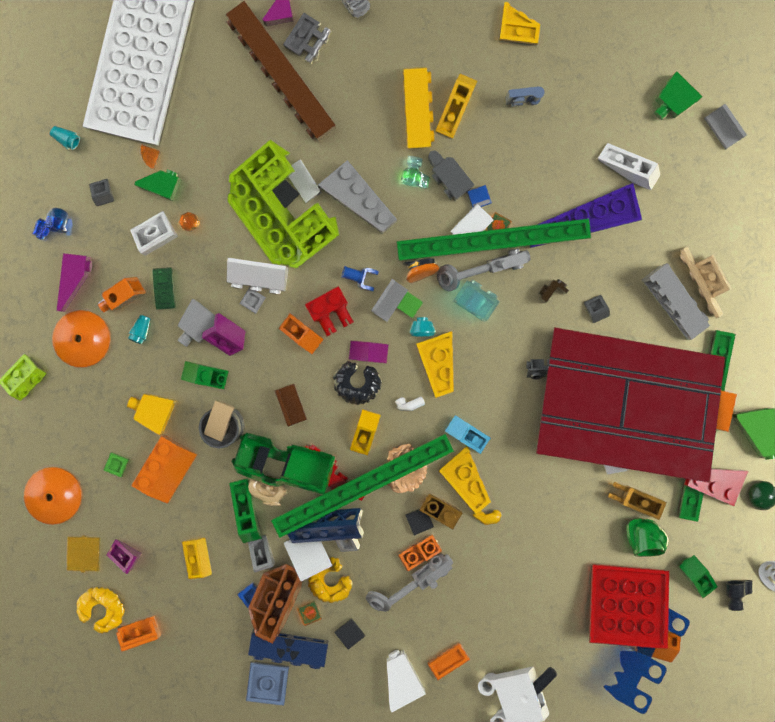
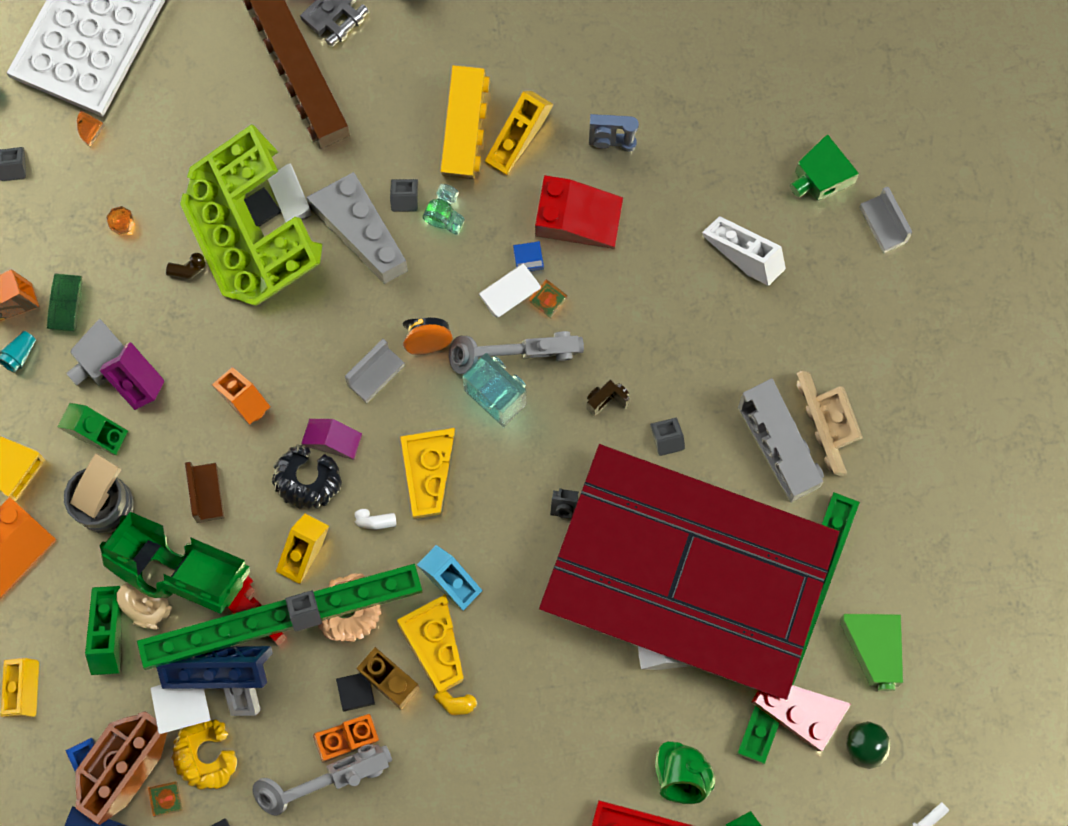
camera: 10 degrees right, 15 degrees down
(153, 233) = (68, 229): white slope -> none
(160, 183) = (93, 164): green slope -> none
(245, 248) = (188, 270): none -> dark brown arm
(252, 300) = (184, 341): light grey tile -> none
(257, 275) = (196, 302): white slope -> none
(261, 554) = (113, 696): light grey slope -> none
(329, 303) = (284, 362): red brick -> none
(358, 276) = (338, 332): blue piece -> none
(378, 480) = (303, 610): none -> dark grey slope
(383, 166) = (404, 195): none -> dark grey slope
(409, 304) = (402, 384): bright green tile -> none
(422, 327) = (413, 416): teal cone -> none
(449, 175) = (492, 219): dark grey hinge -> none
(493, 239) = (536, 311): green plate -> none
(509, 159) = (577, 213): none -> red slope
(518, 27) = (622, 47): yellow wing -> none
(604, 212) = (693, 307): dark purple wing -> none
(639, 501) = (681, 715): pearl gold hinge -> none
(725, 412) = (829, 608): orange panel -> none

